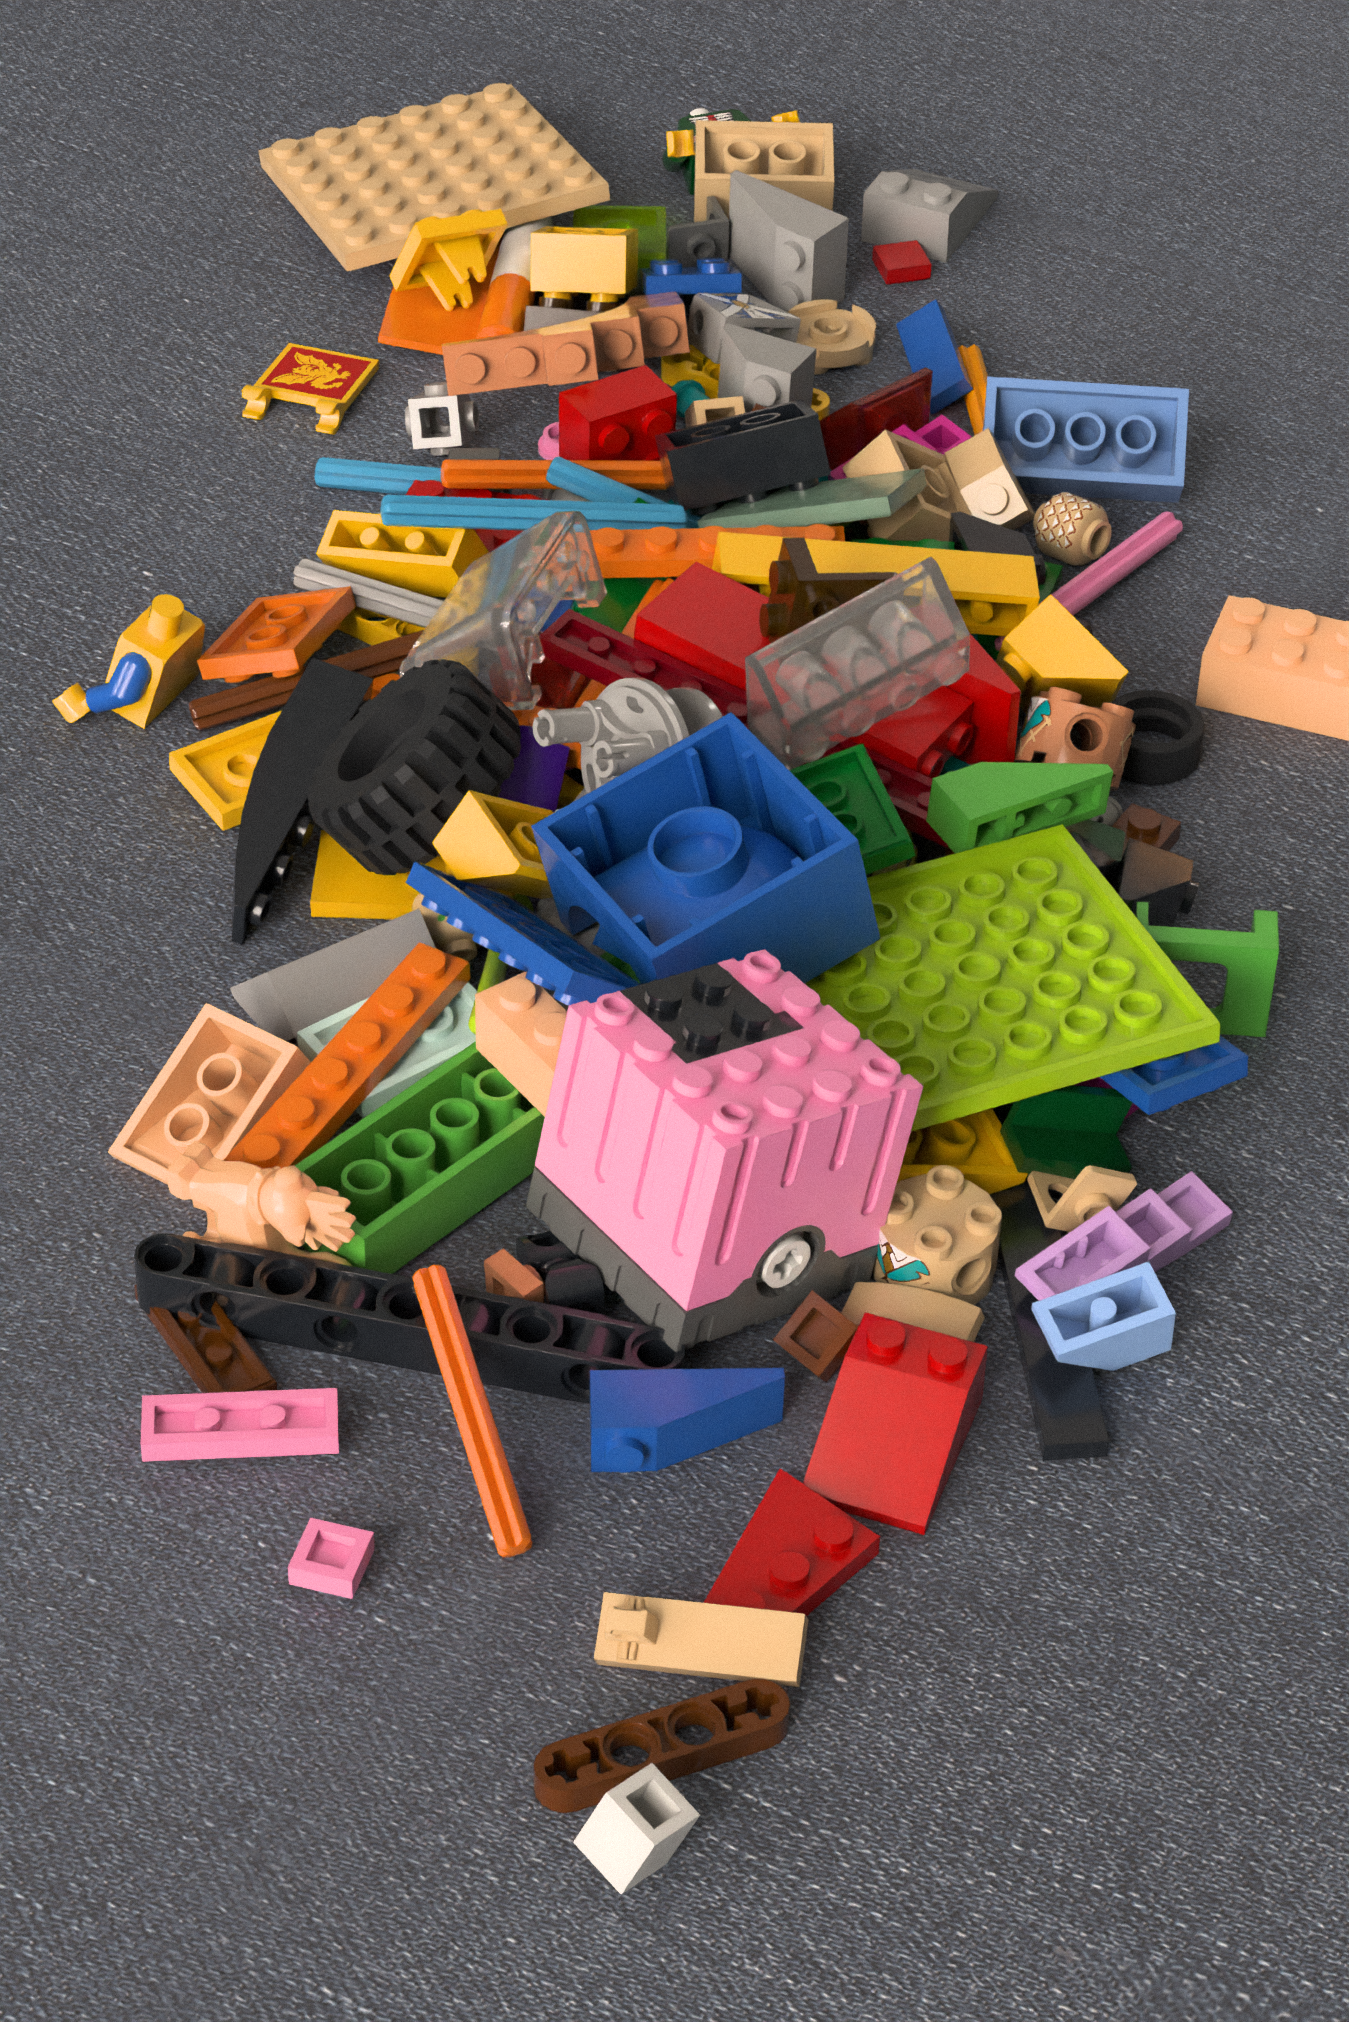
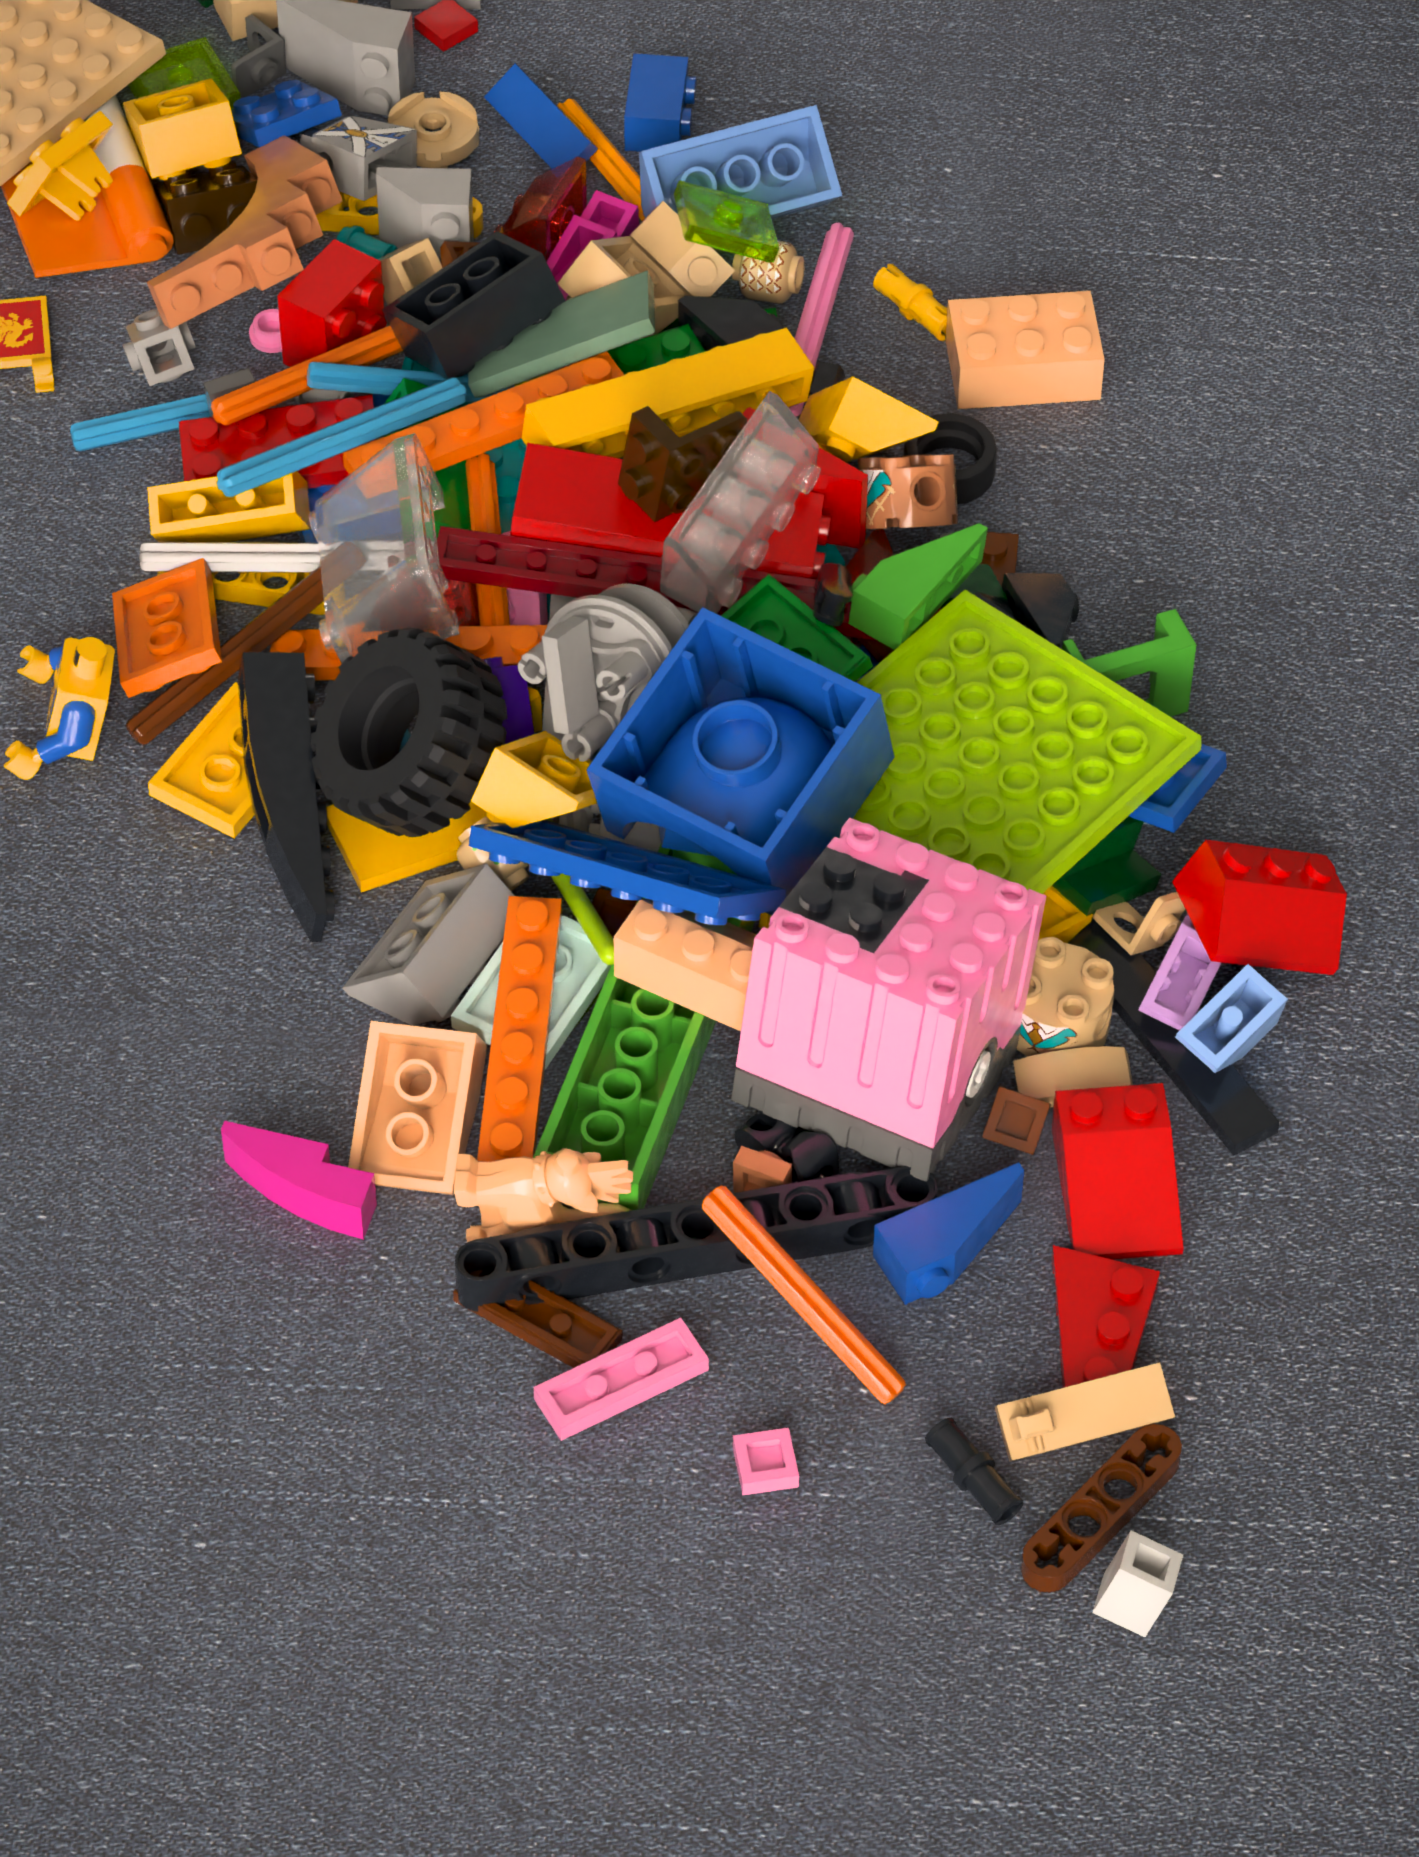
camera: 25 degrees left, 10 degrees up
(64, 1132) = (301, 1178): none -> dark pink slope
(545, 1653) = (974, 1471): none -> black pin
(579, 723) = (570, 675): none -> light grey tile
(912, 778) = (832, 593): none -> black bar
(1039, 462) = (726, 221): none -> clear neon green plate
(1063, 355) = (658, 101): none -> blue brick
(1204, 594) = (913, 299): none -> yellow pin
(1211, 1221) = (1264, 906): none -> red slope

